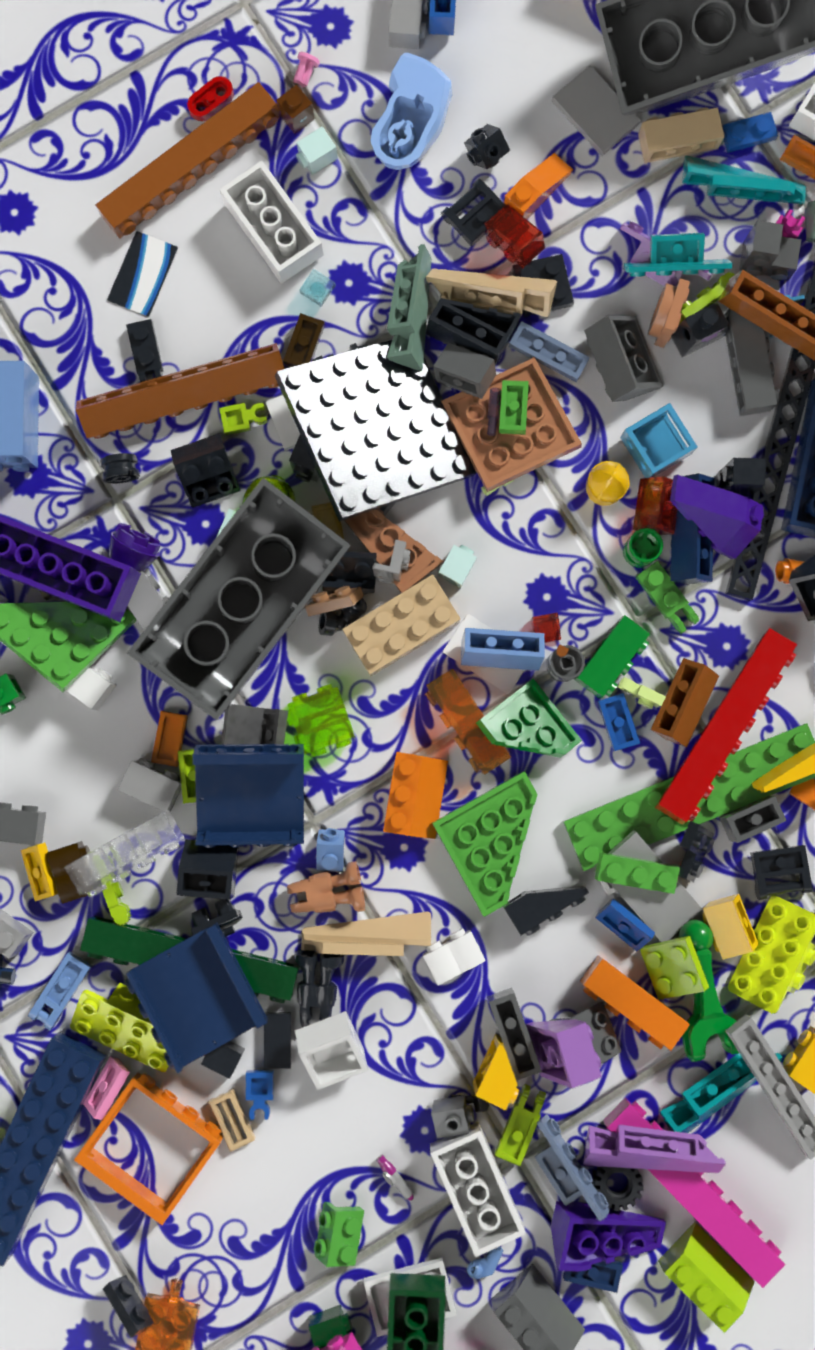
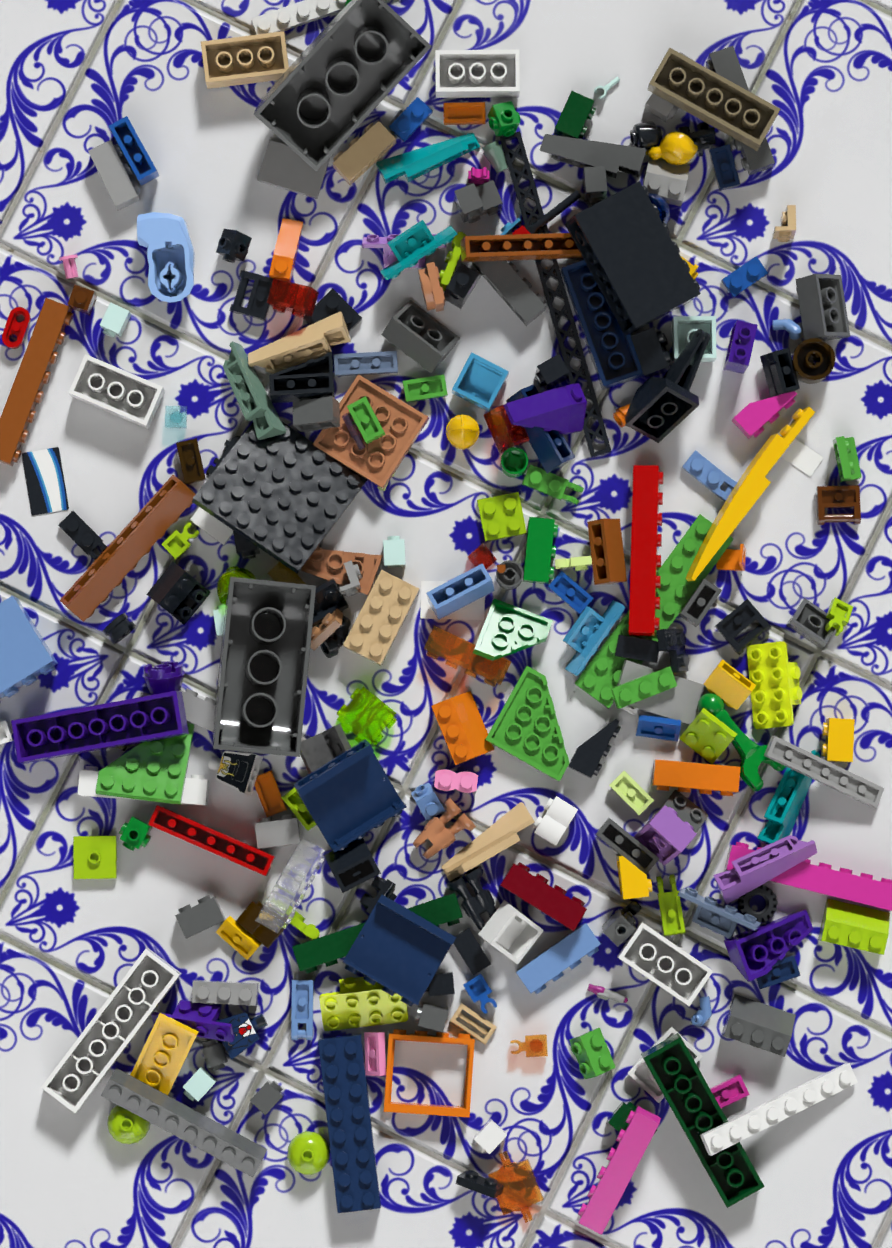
camera: 30 degrees left, 0 degrees up
(75, 750) = (211, 840): none -> red brick
(148, 695) = (237, 770): none -> torso
(172, 1257) = (489, 1137): none -> white brick
(189, 1090) = (432, 1017): none -> dark grey brick
(282, 1186) = (534, 1045): none -> clear orange plate
(365, 1107) = (557, 958): none -> medium blue brick
(379, 852) = (463, 781): none -> bright pink brick
(389, 1033) = (544, 897): none -> dark red brick
(553, 976) = (631, 792): none -> yellowish green plate
(593, 597) = (501, 516): none -> lime plate
(595, 415) = (425, 388): none -> bright green plate
(612, 778) = (589, 633): none -> dark azure bracket
(655, 827) = (637, 649): none -> black tile

